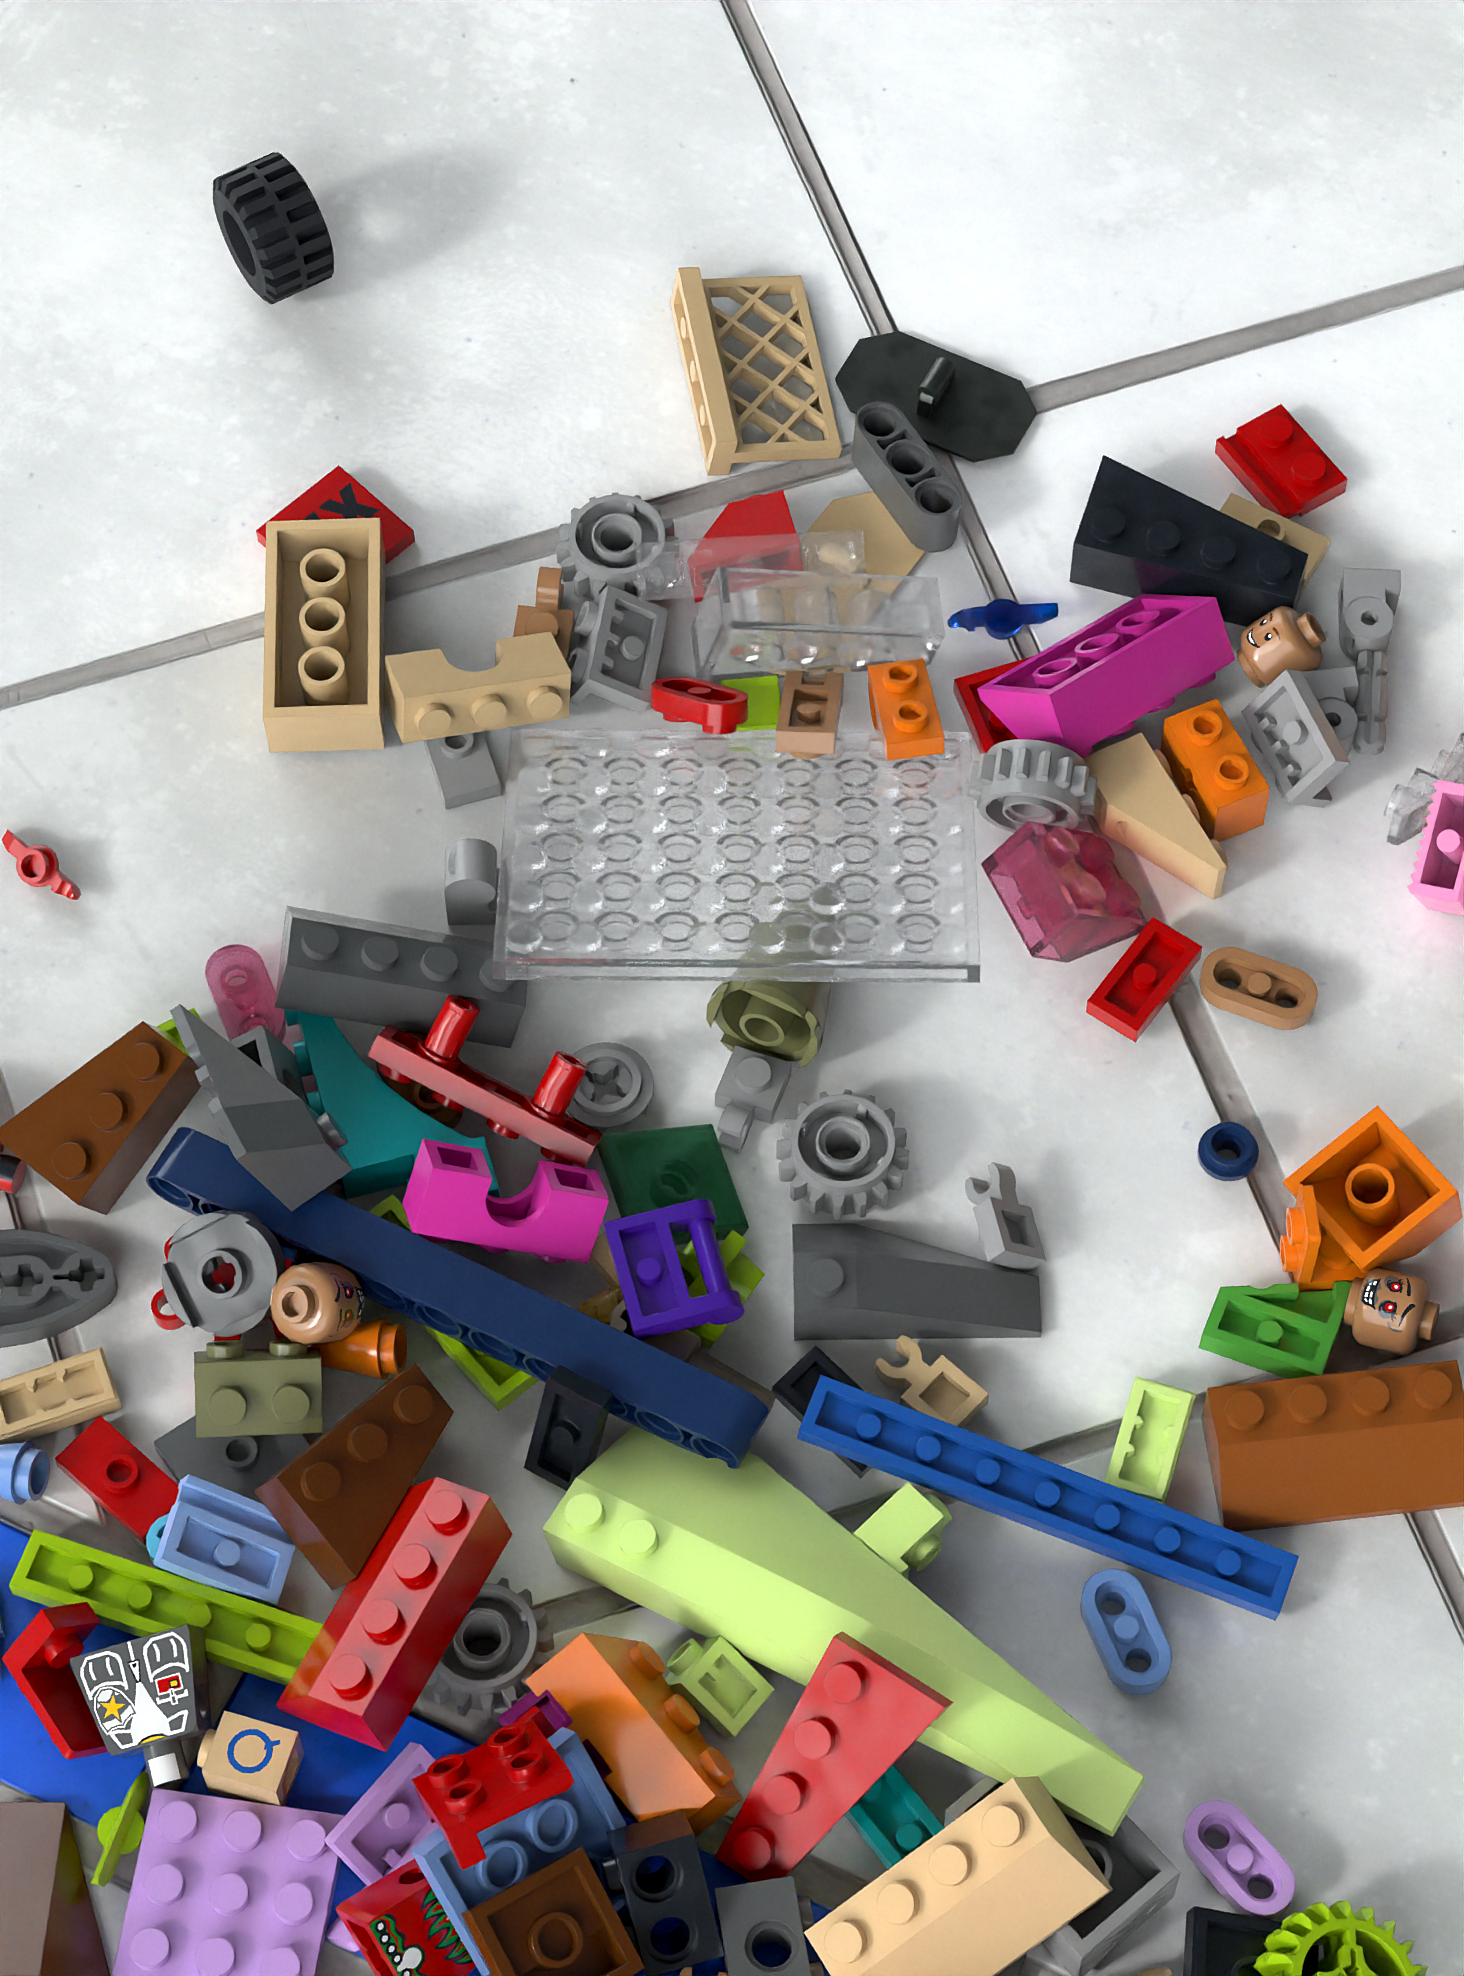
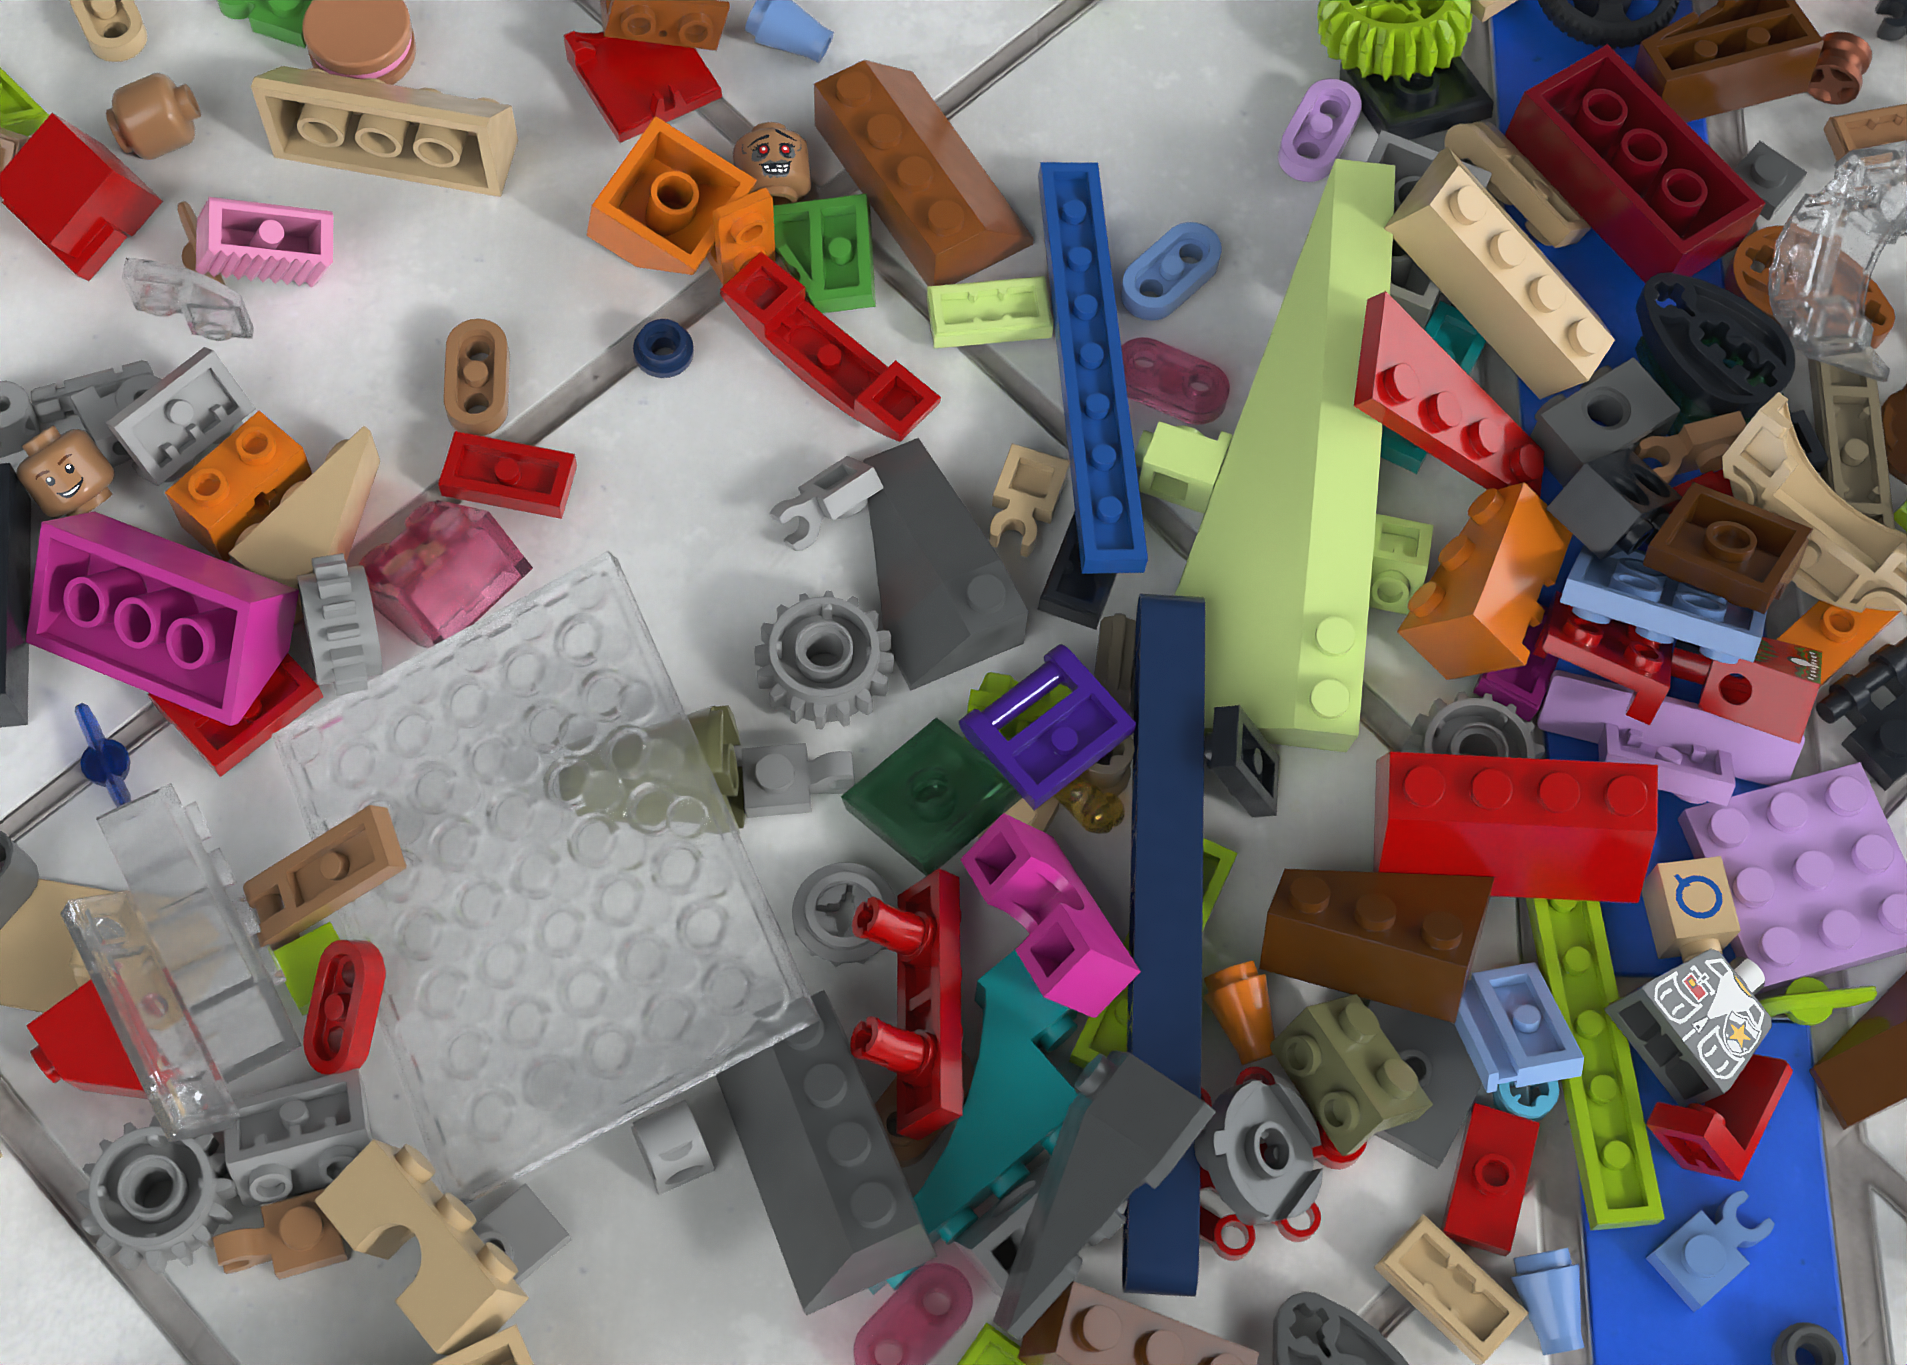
camera: 120 degrees left, 5 degrees up
(317, 1303) = (1246, 1040): medium nougat head -> none
(490, 1785) = (1667, 608): red piece -> none
(904, 709) = (266, 801): orange plate -> none
(1008, 1580) = (1168, 381): none -> clear pink plate
(1164, 1285) = (825, 355): none -> red slope

